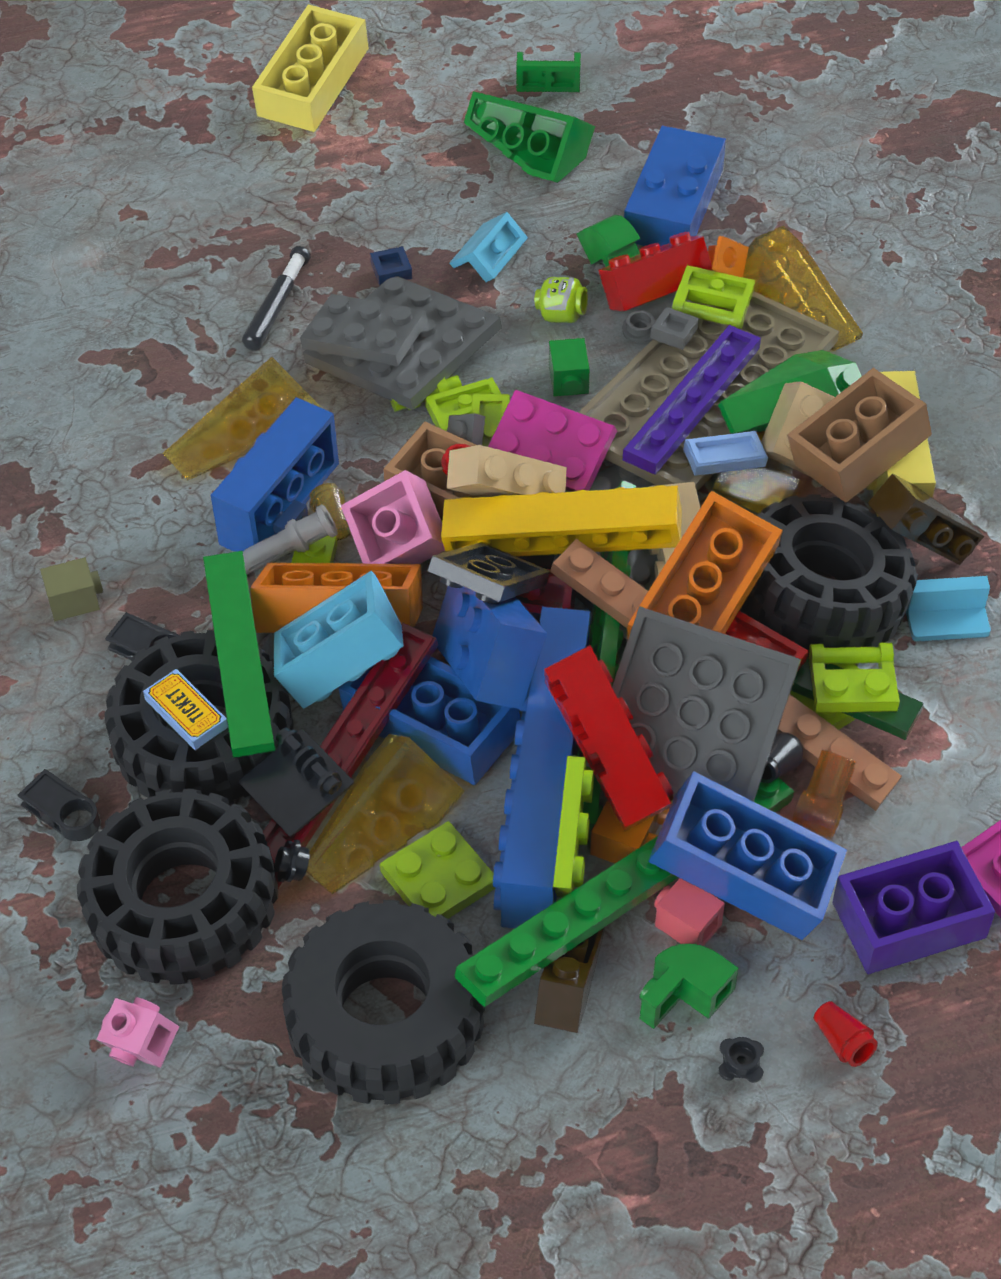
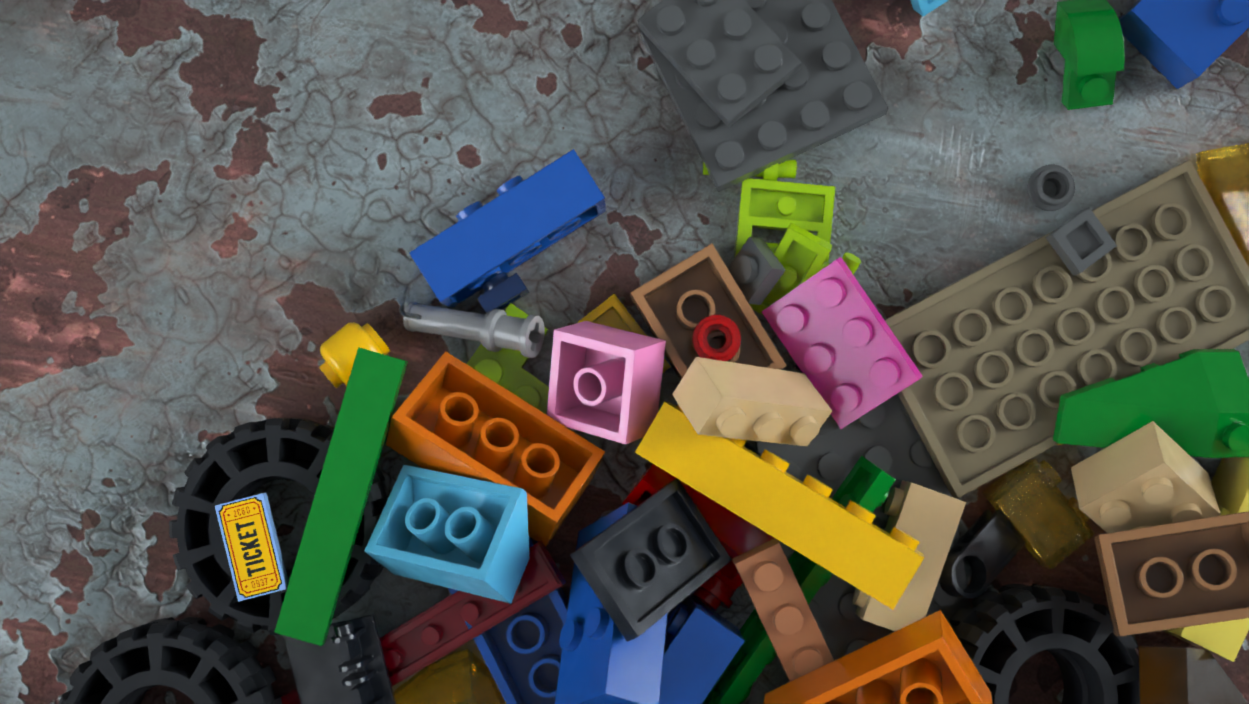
camera: 25 degrees right, 35 degrees up
(54, 800) = (102, 529): black piece -> none
(71, 588) = (228, 260): olive brick -> none
(134, 634) = (275, 363): black piece -> none
(191, 607) = (341, 350): none -> yellow head
(236, 421) = (523, 114): clear yellow wedge -> none
(332, 498) = (559, 291): clear yellow cone -> none
(561, 299) = (981, 102): lime head -> none
(569, 367) = (932, 215): green brick -> none
(652, 272) = (1116, 123): red brick -> none
(691, 400) = (1038, 369): dark purple plate -> none
(716, 290) = (1168, 199): lime plate -> none
(725, 453) = (1029, 465): light blue tile -> none
(728, 256) = (1208, 147): orange bracket -> none

